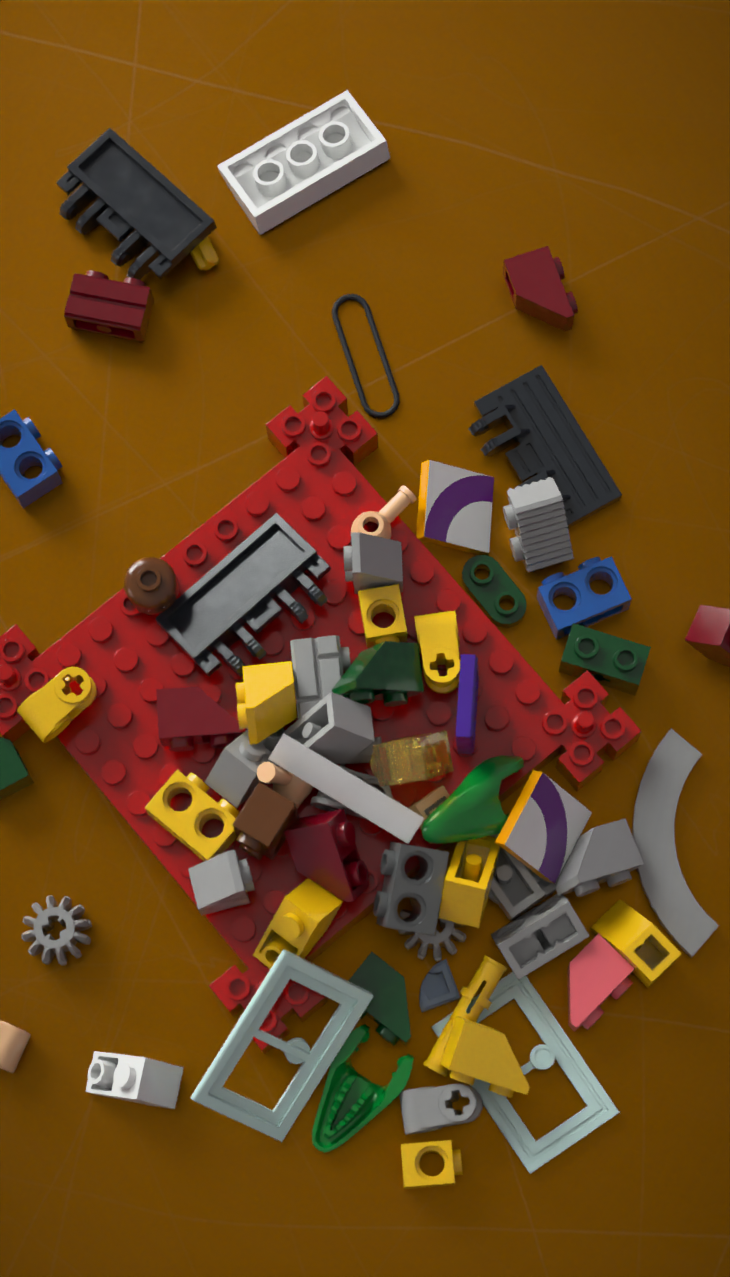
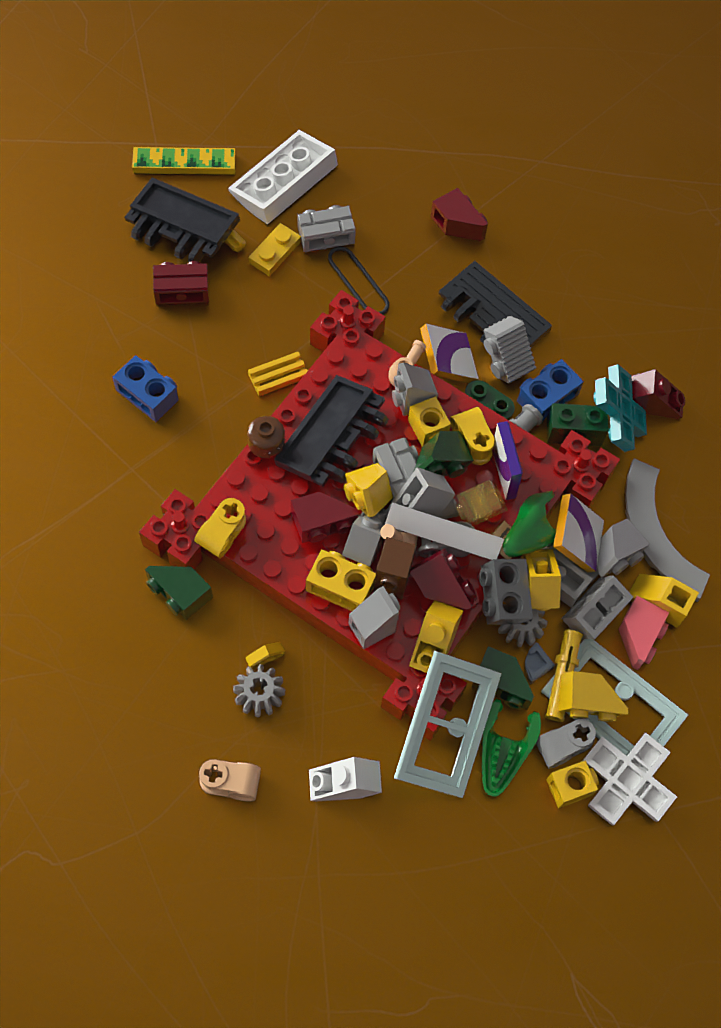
camera: 25 degrees left, 10 degrees down
(79, 883) = (265, 654): none -> yellow tile
(167, 103) = (183, 160): none -> tile
(207, 463) = (275, 370): none -> yellow tile
(258, 279) = (274, 249): none -> yellow plate
(339, 264) = (326, 228): none -> light grey brick
(505, 1178) = (629, 779): none -> white plate
(533, 635) = (528, 418): none -> light grey bush
(668, 654) = (616, 400): none -> teal plate

